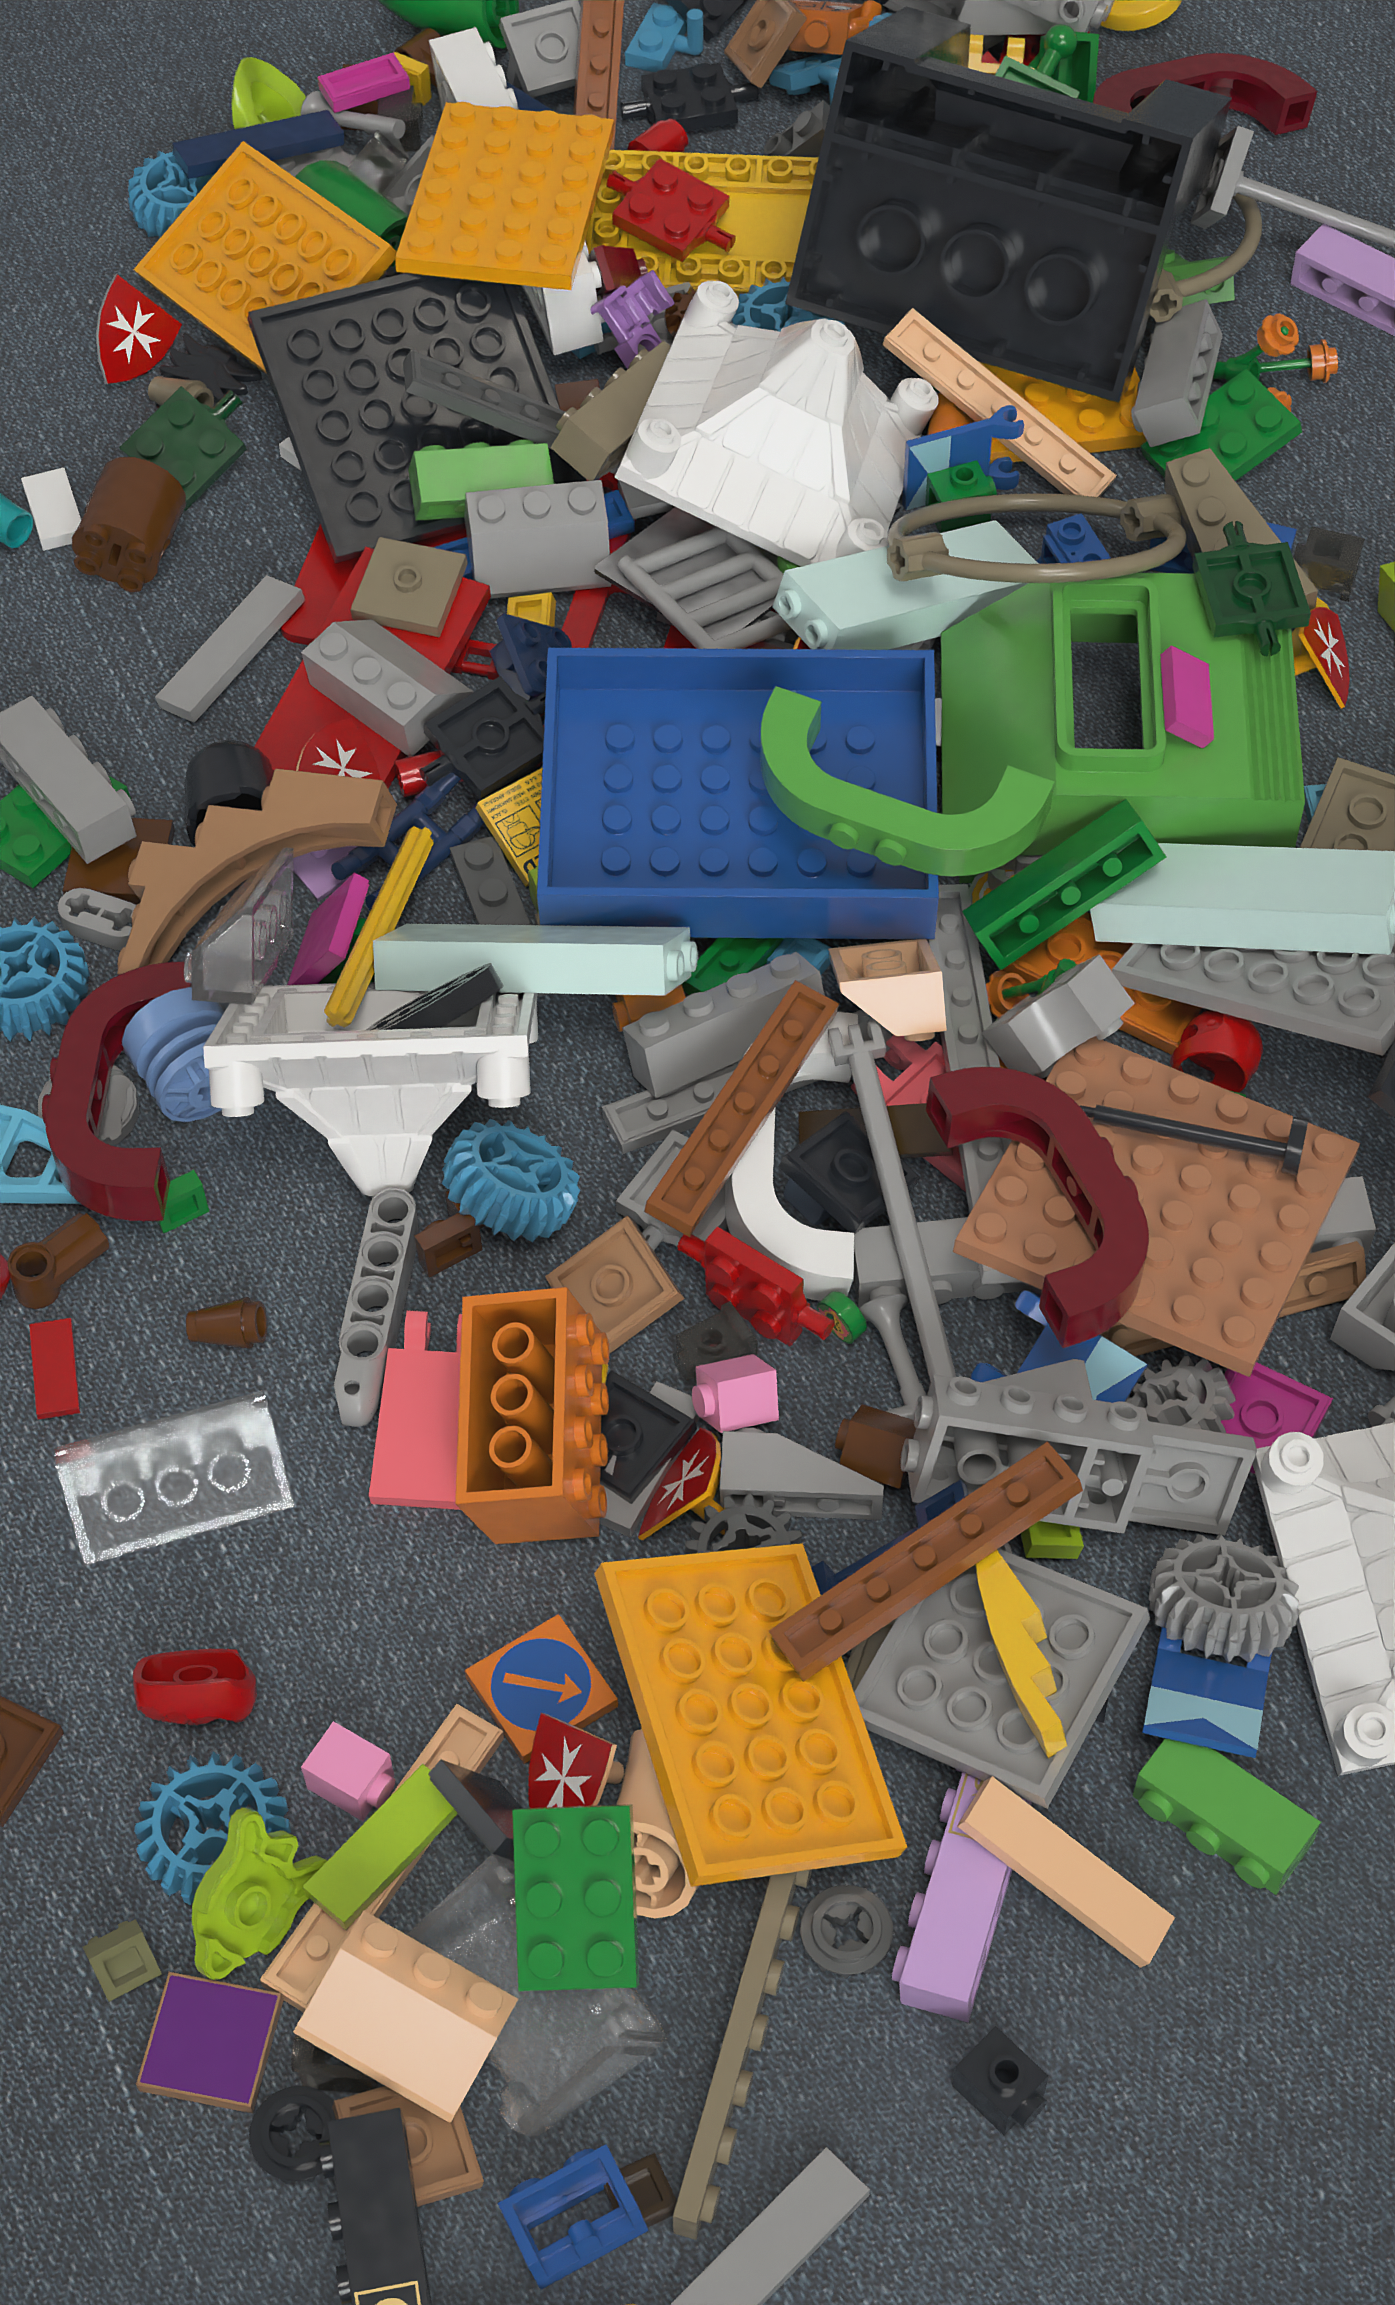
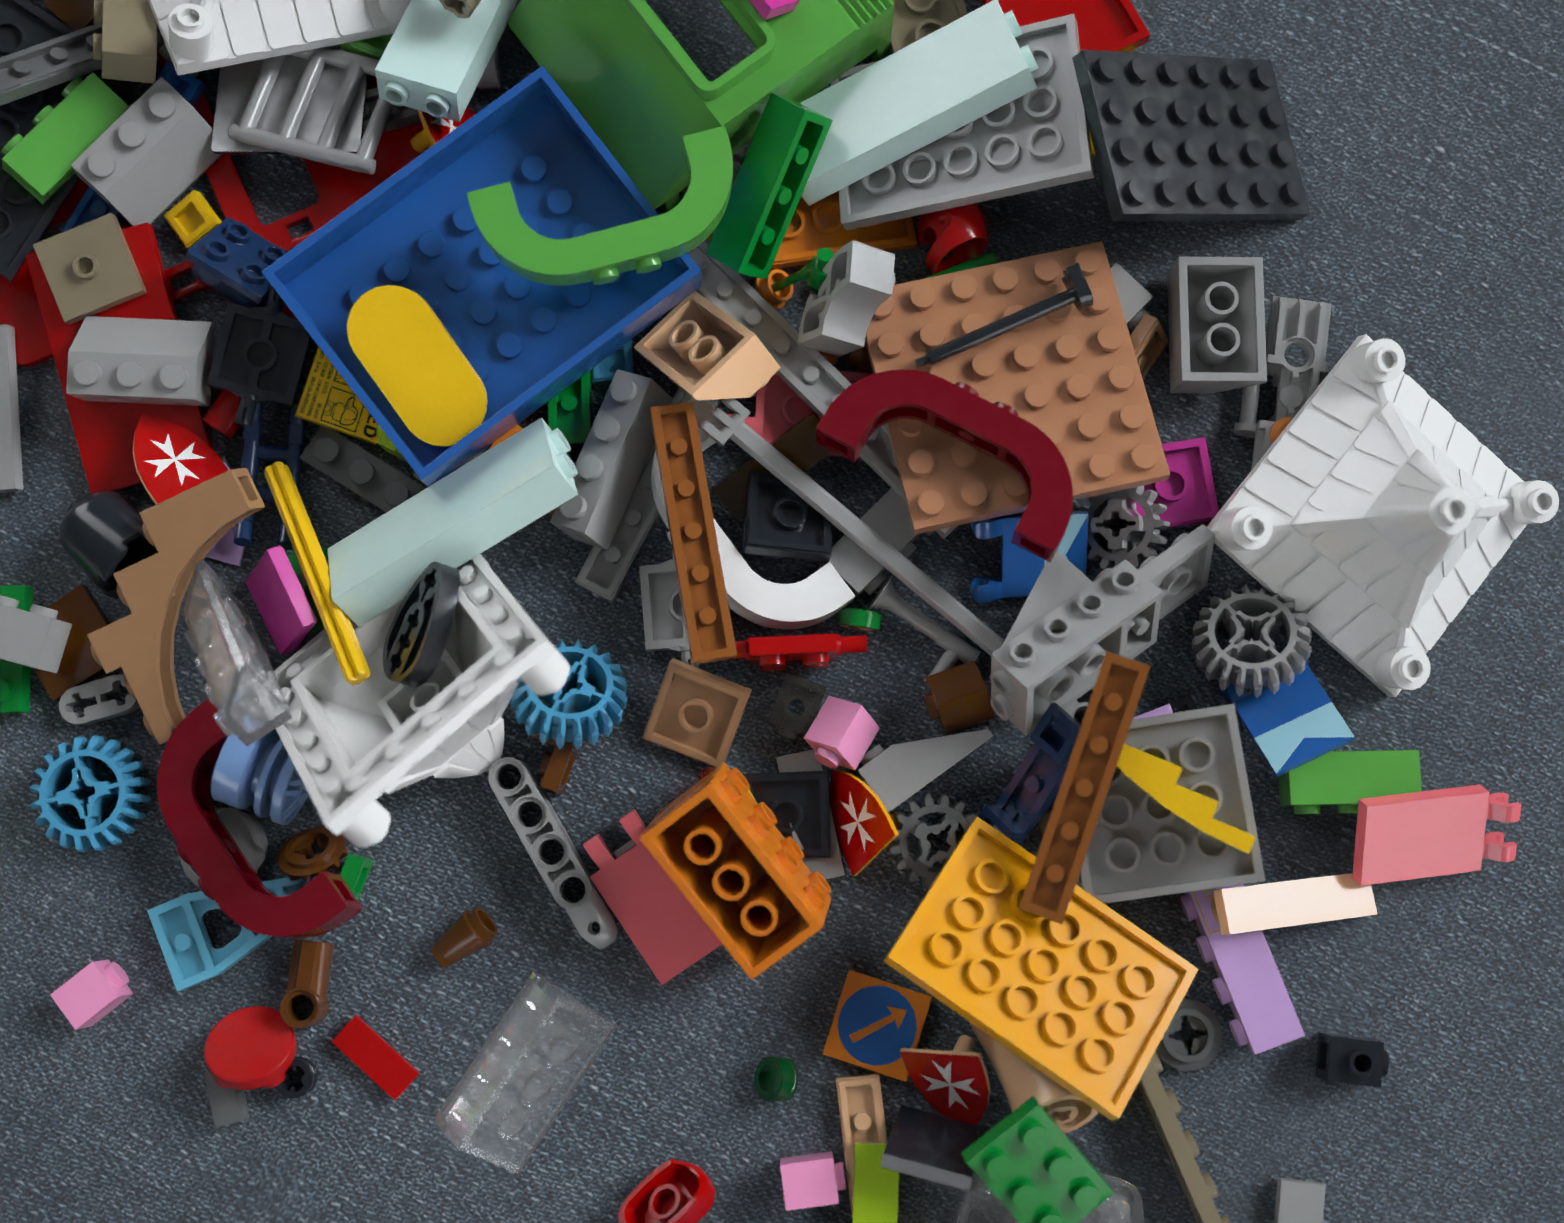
camera: 35 degrees left, 25 degrees up
(178, 1154) = (296, 853): none -> reddish brown gear
(399, 1655) = (776, 1079): none -> dark green tile
(616, 807) = (417, 365): none -> yellow tile
(1266, 1913) = (1430, 834): none -> coral tile

